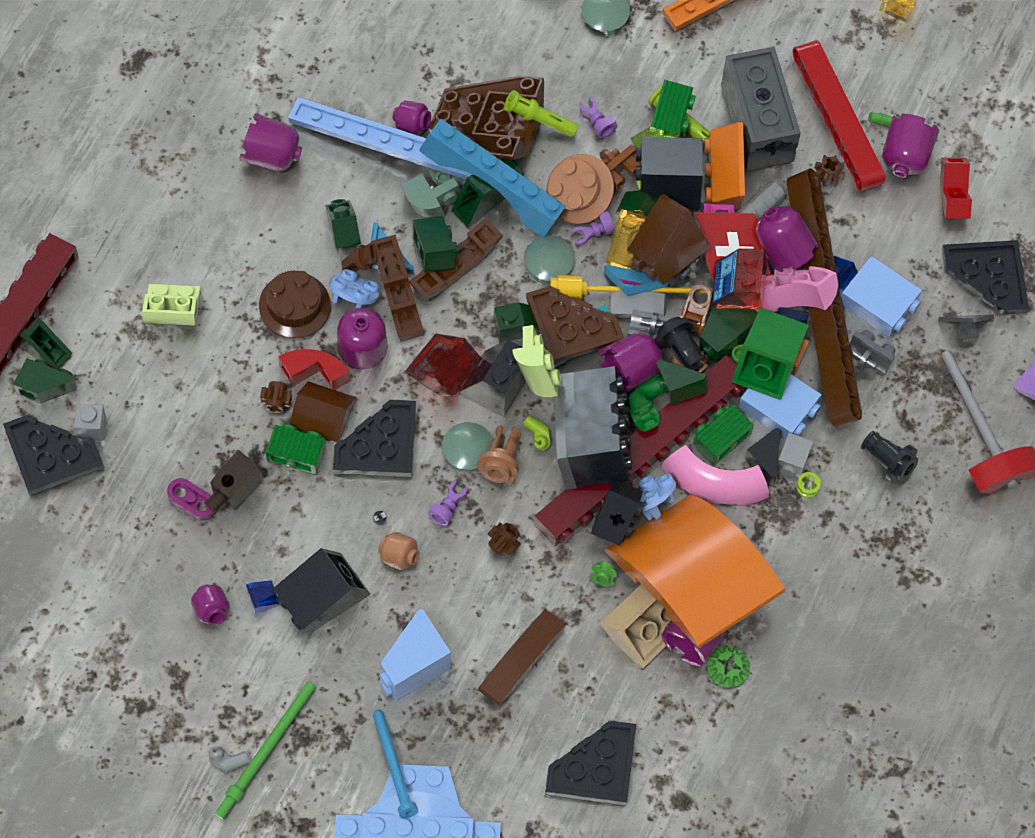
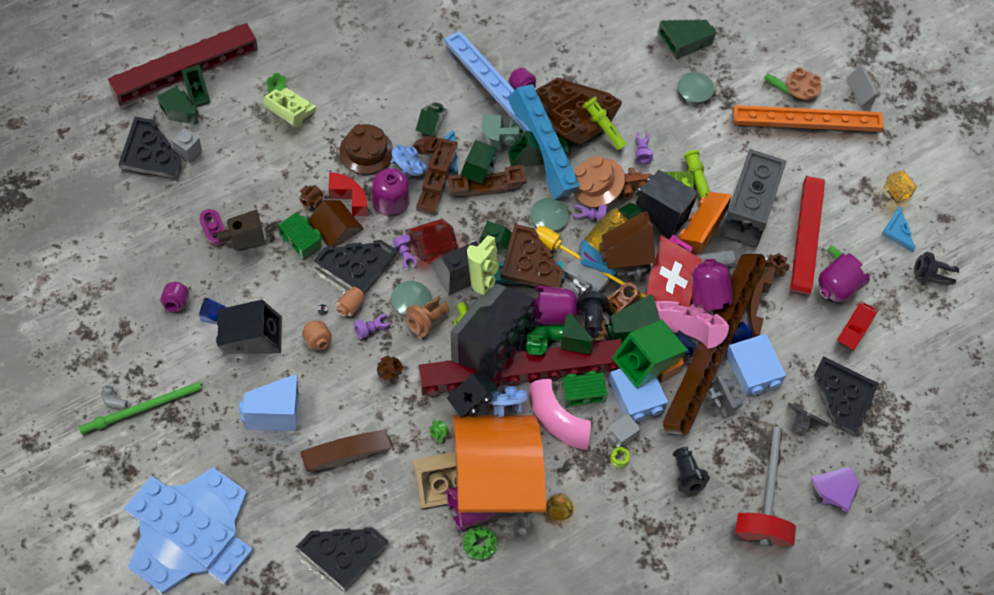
camera: 30 degrees right, 5 degrees down
(136, 287) = (276, 82): none -> bright green plant
(271, 144) = (419, 46): magenta cylinder -> none
(407, 491) = (350, 302): none -> nougat brick
(407, 808) = (195, 498): dark azure bar -> none
(414, 389) = (401, 243): none -> medium lavender piece
(672, 109) = (694, 165): green brick -> none
(740, 280) = (663, 296): clear red slope -> none
(765, 455) = (601, 418): black slope -> none
(789, 574) = (559, 507): none -> clear yellow cone
(849, 251) = (764, 285): none -> reddish brown slope
(928, 53) = (899, 231): none -> dark azure tile
(987, 79) = (927, 268): none -> black piece

